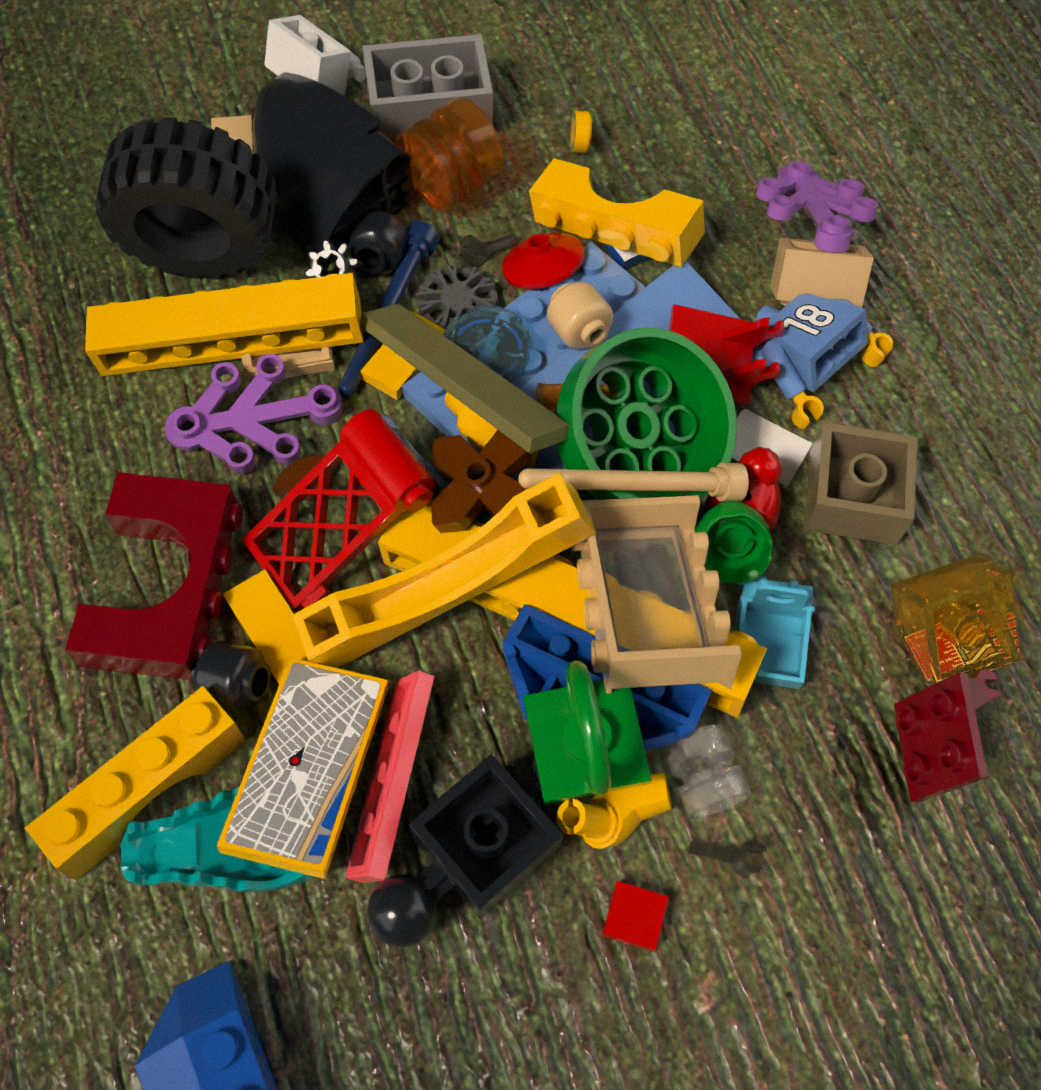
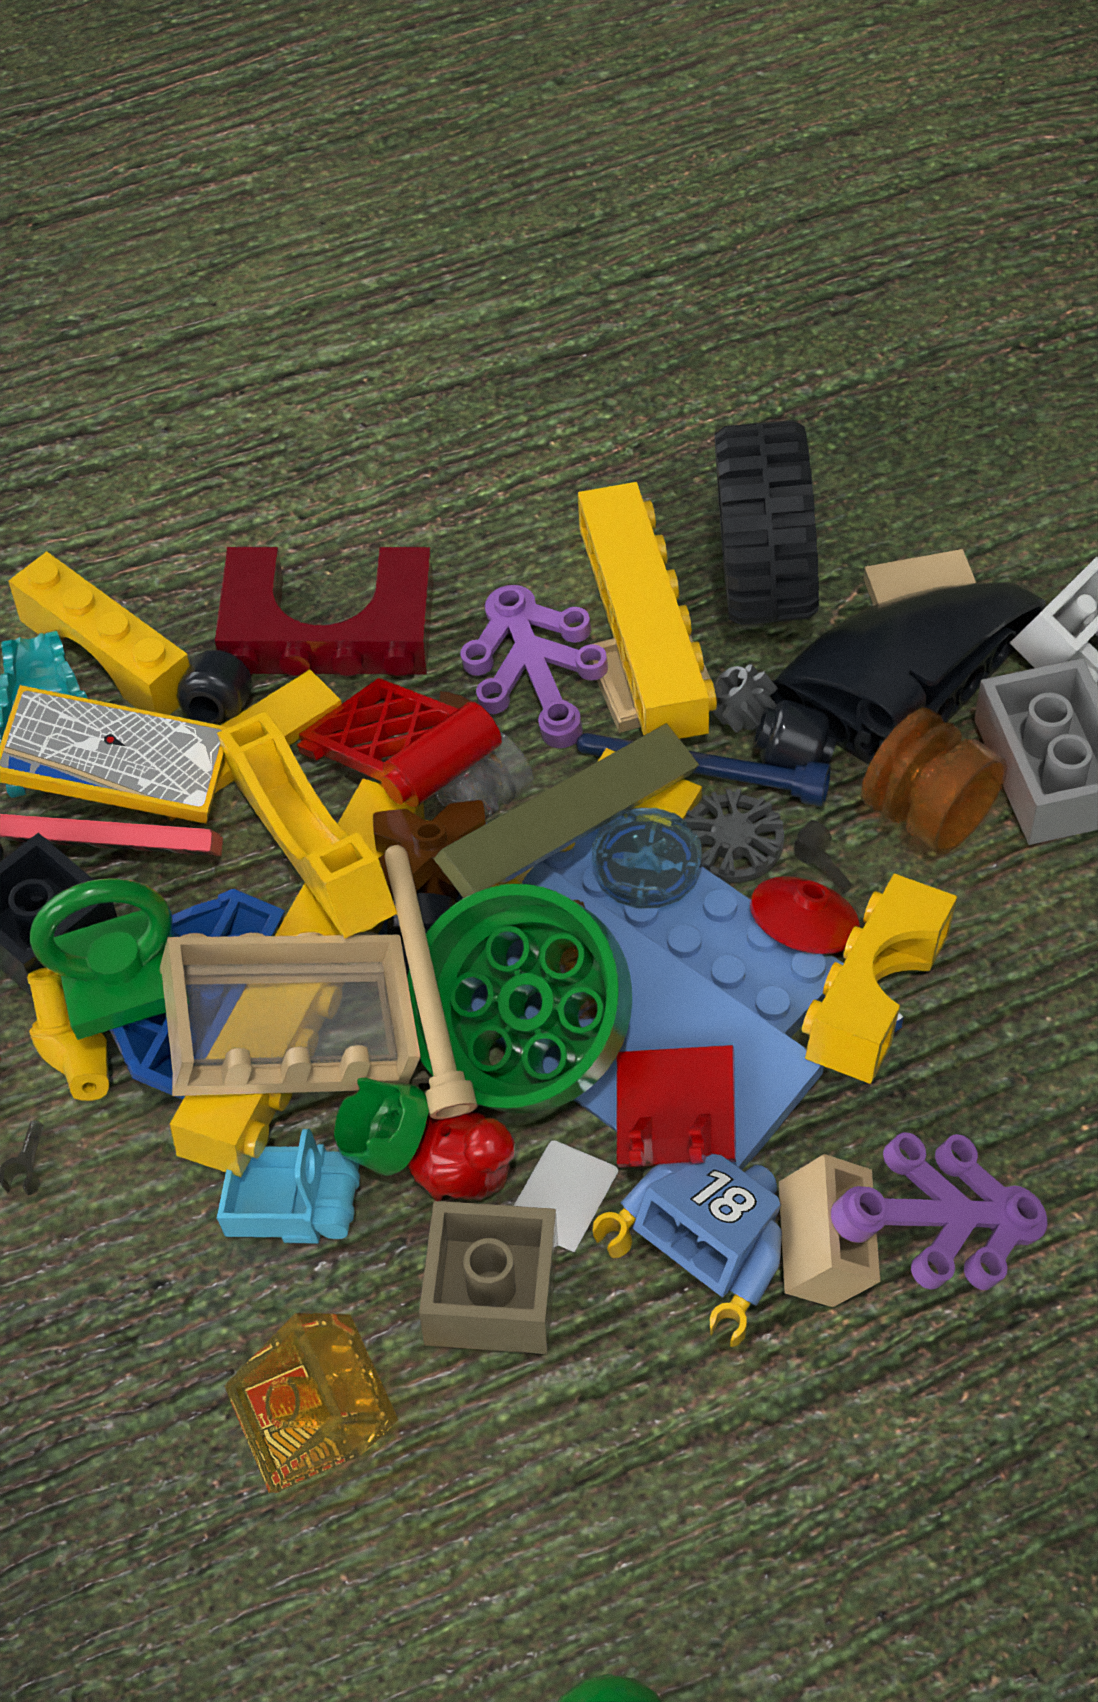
camera: 90 degrees right, 10 degrees down
(579, 315) = (687, 934): tan head -> none
(580, 131) = (1036, 937): yellow tile -> none
(711, 789) = (108, 1120): clear wheel -> none
(942, 734) = (176, 1352): dark red plate -> none

